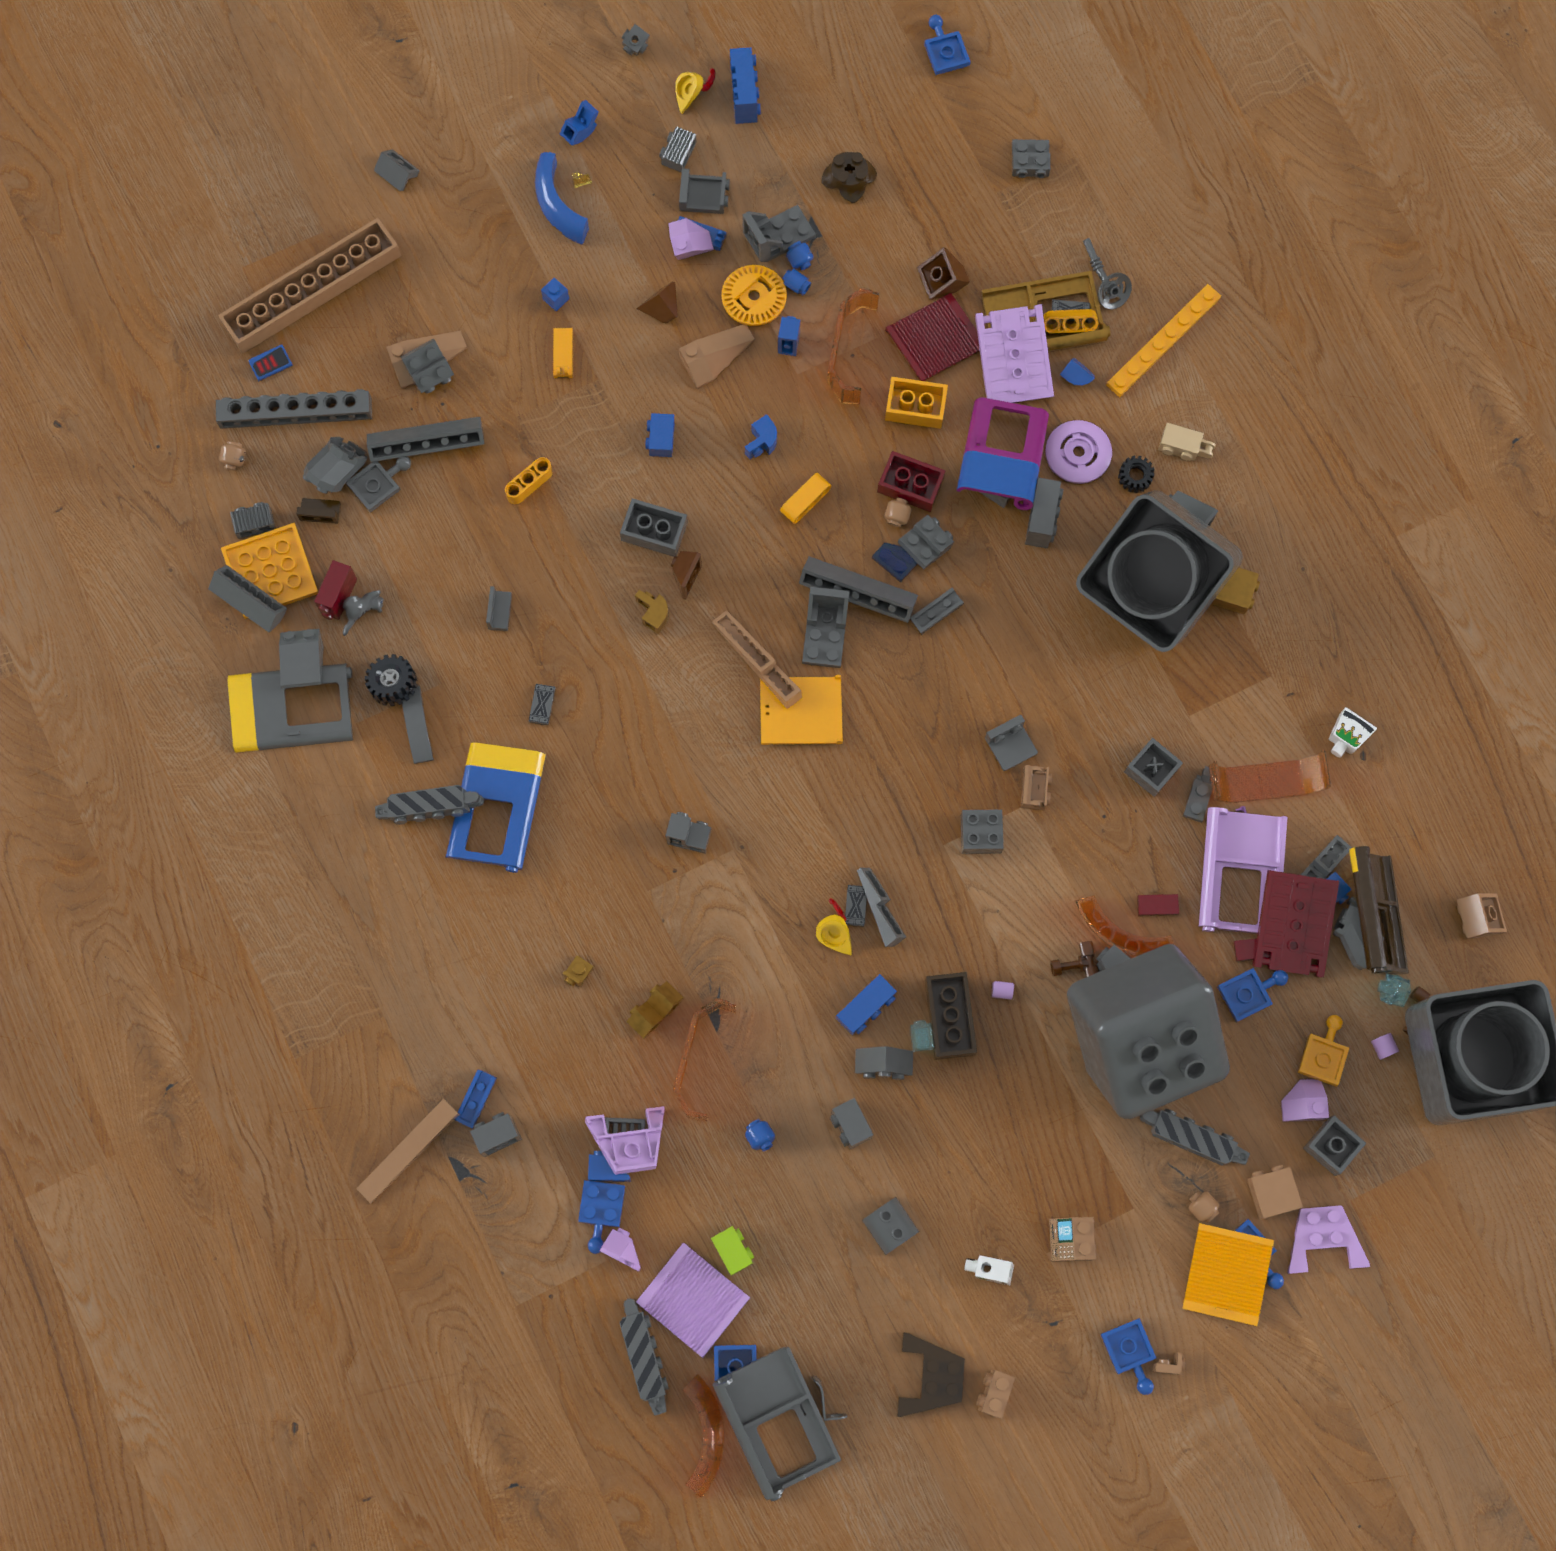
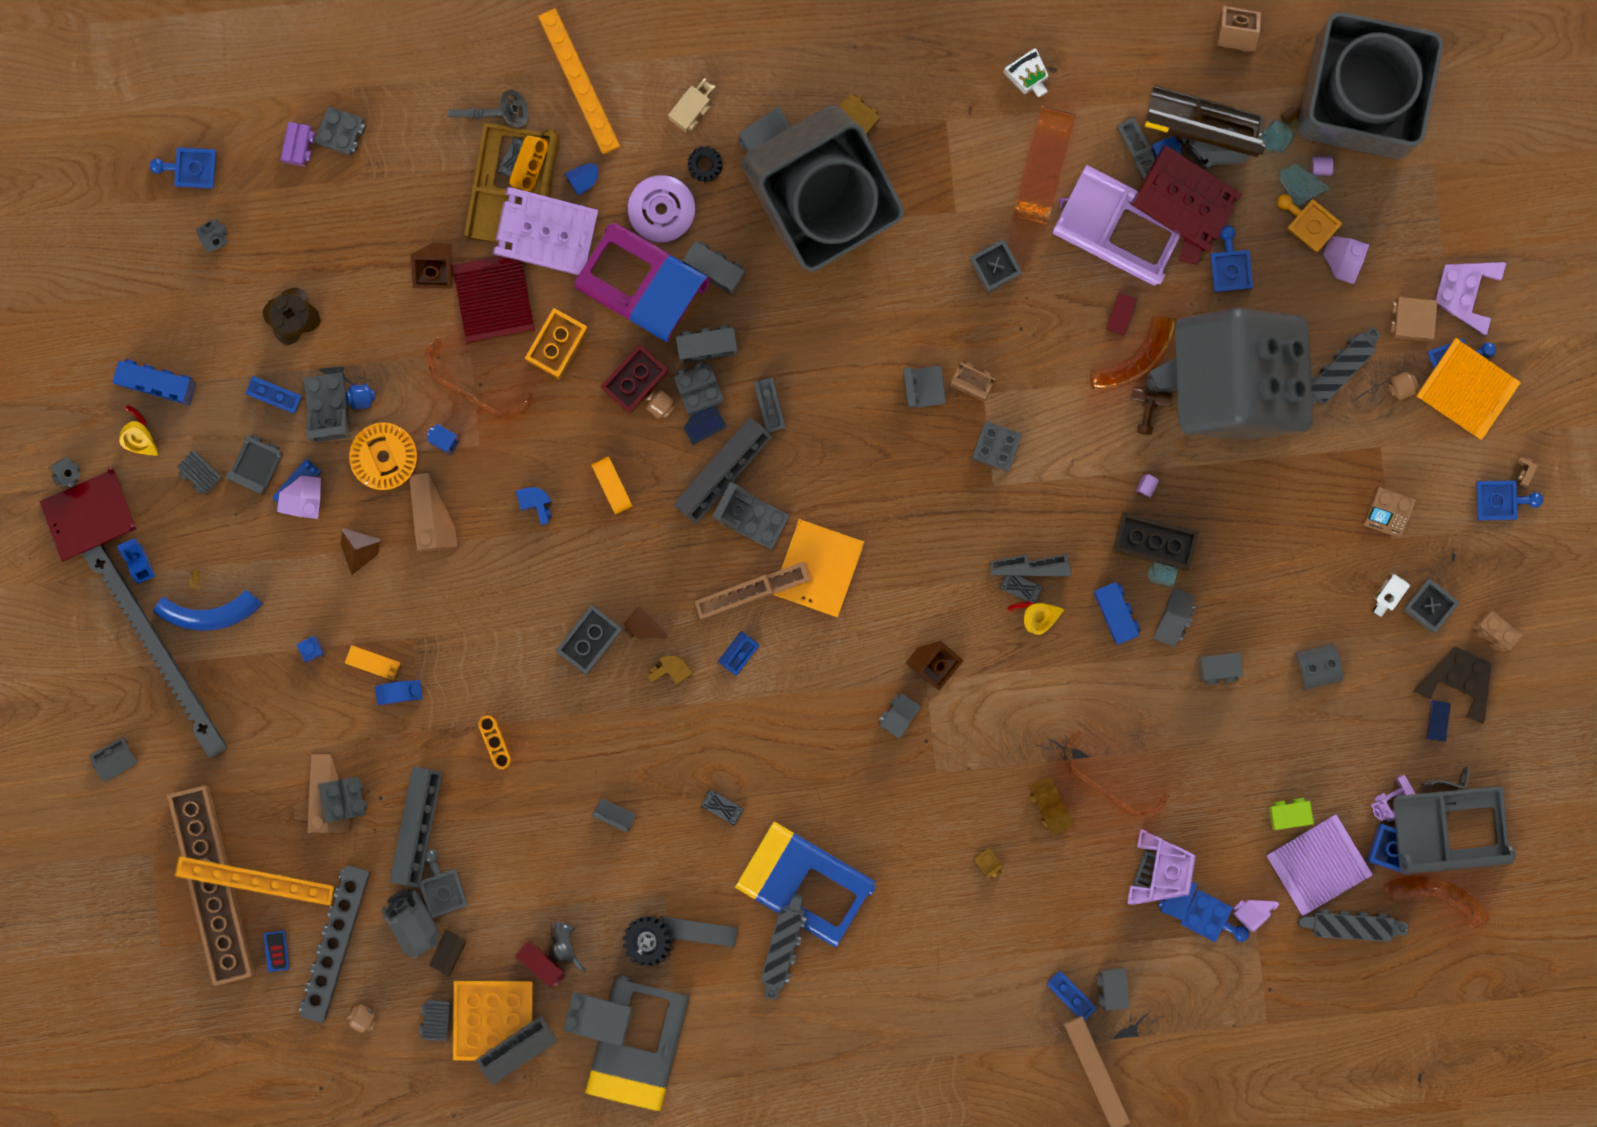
camera: 70 degrees left, 10 degrees up
(325, 316) = (254, 881): none -> light orange plate
(544, 382) = (398, 692): none -> blue brick
(568, 97) = (212, 740): none -> dark grey gear
(605, 72) = (88, 515): none -> dark red door
(661, 435) = (496, 599): blue brick -> none
(693, 668) = (738, 653): none -> blue slope
(751, 849) = (934, 663): none -> reddish brown slope
(760, 1135) = (1198, 752): blue head -> none
(772, 185) = (273, 394): none -> blue hinge
(773, 1341) = (1380, 806): none -> lavender tile
(796, 281) = (385, 410): blue brick -> none
(882, 1369) = (1438, 721): none -> clear blue slope
(893, 85) = (212, 235): none -> dark grey brick
(969, 532) = (706, 344): none -> dark grey brick
(995, 1315) = (1430, 606): none -> dark grey brick
(1003, 126) = (297, 144): none -> medium lavender brick
(1199, 797) = (1035, 235): dark grey hinge -> none
(1334, 1145) = (1393, 249): dark grey brick -> none
(1358, 1033) = (1301, 184): none -> clear light blue wing

